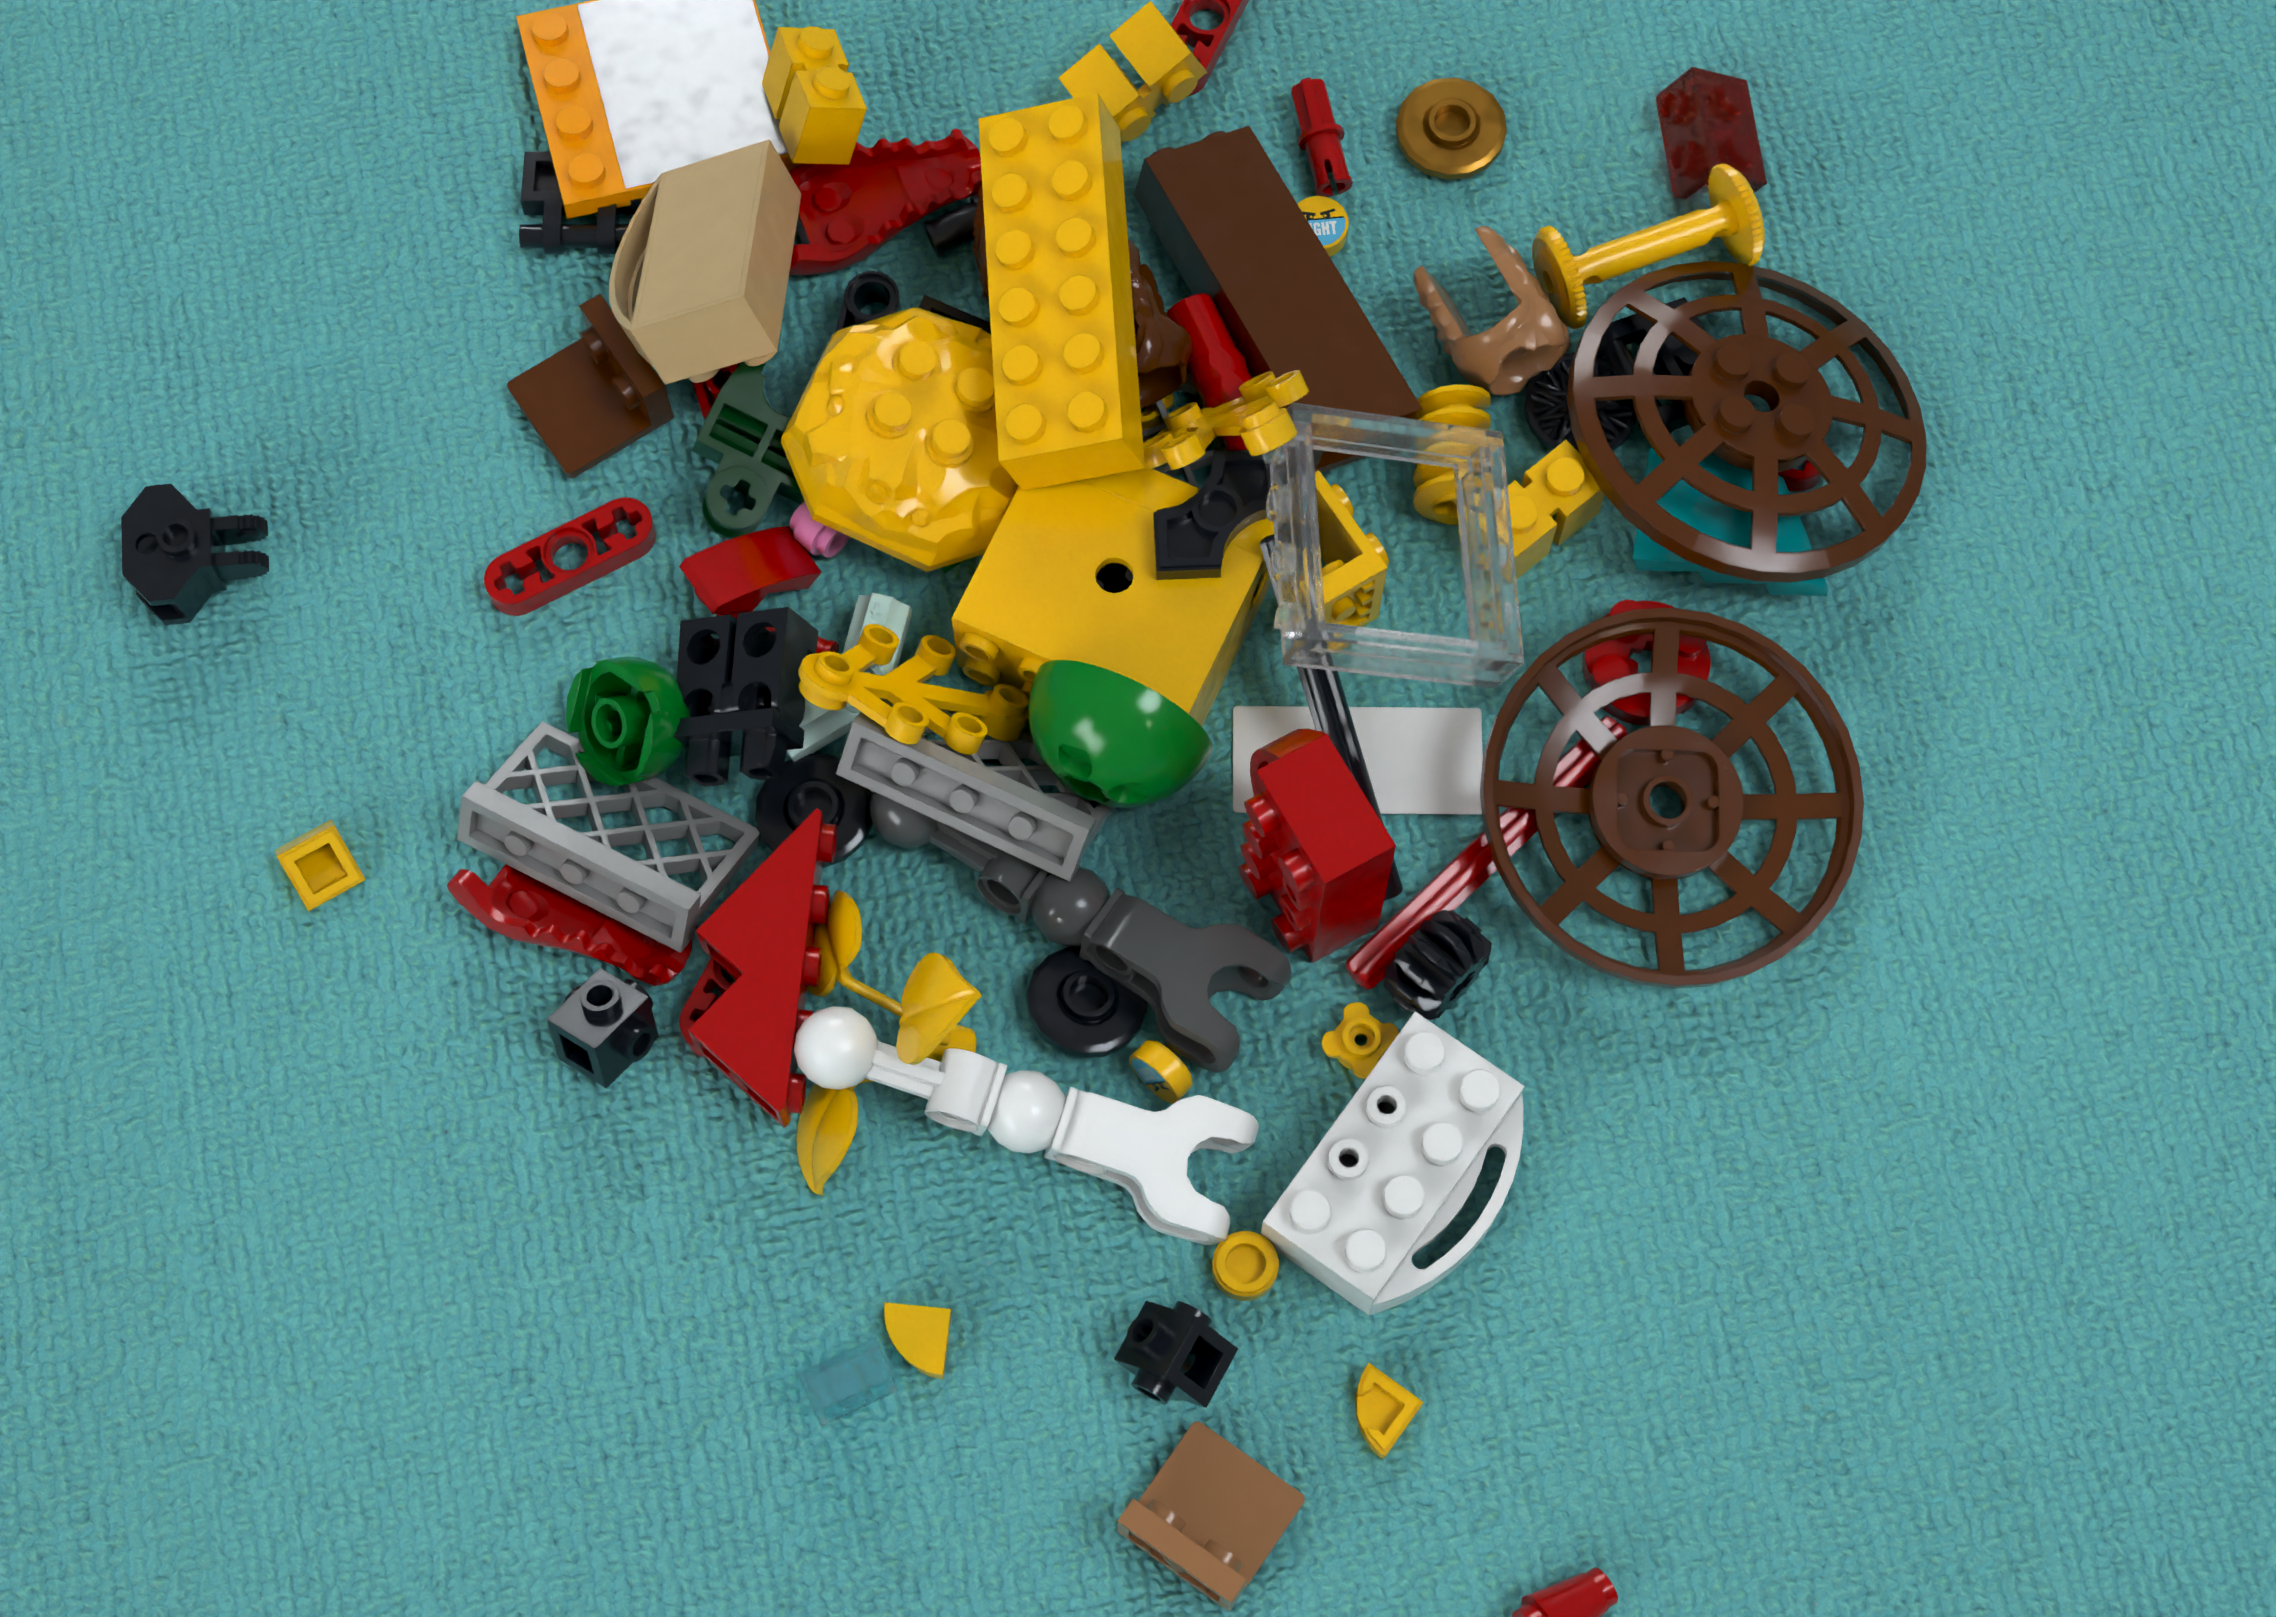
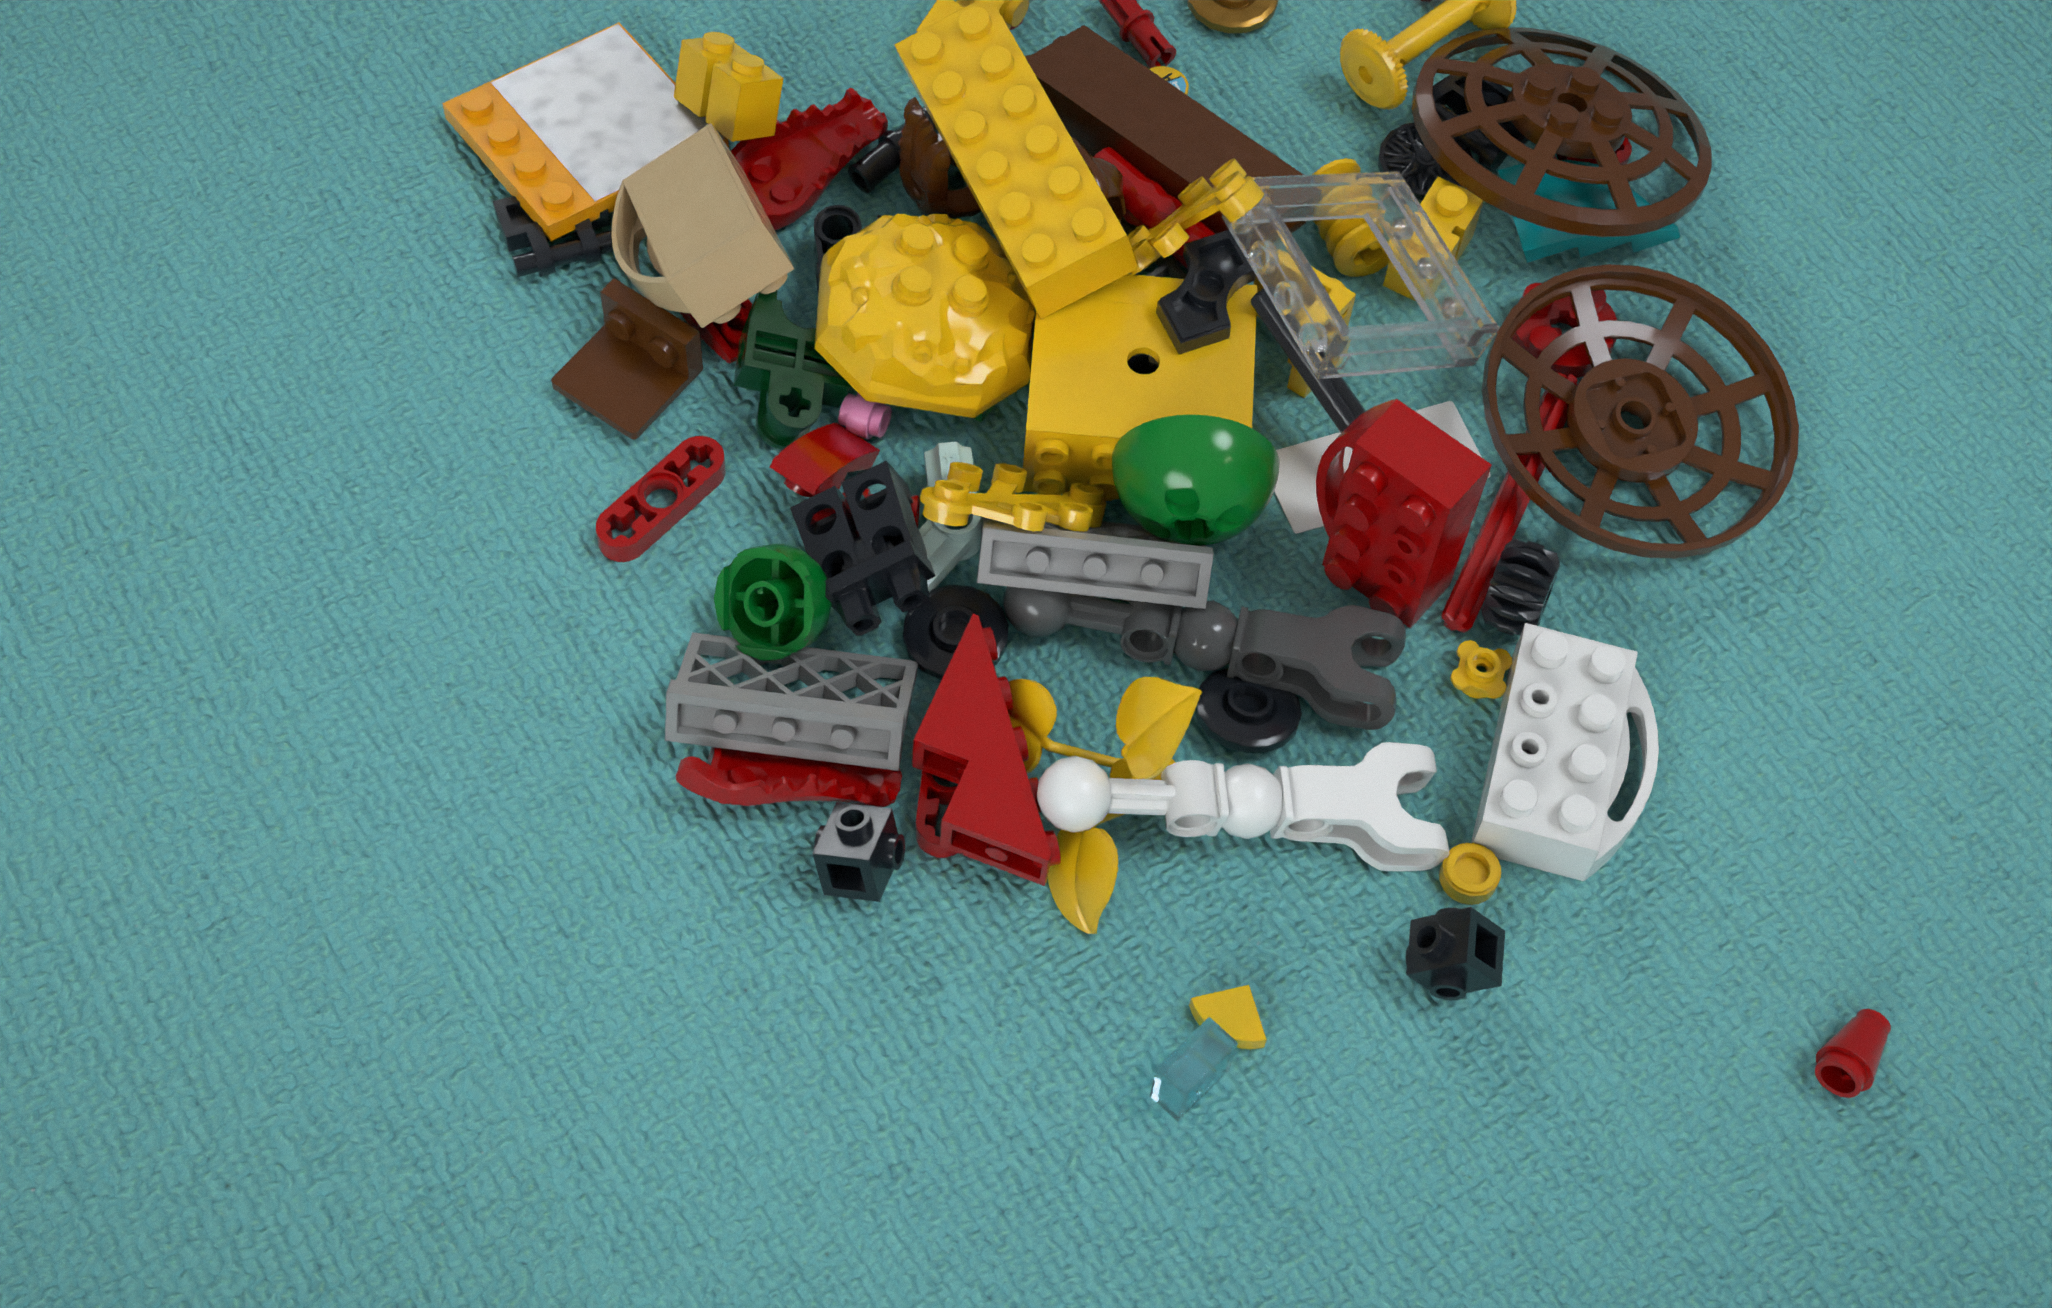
camera: 25 degrees left, 10 degrees down
(179, 552) = (318, 585): black hinge -> none
(319, 865) = (543, 805): yellow slope -> none
(1161, 1071) = (1335, 741): yellow tile -> none
(1211, 1515) = (1540, 1078): medium nougat bracket -> none
(1383, 1410) = (1632, 948): yellow tile -> none
(1531, 328) = (1357, 131): medium nougat piece -> none

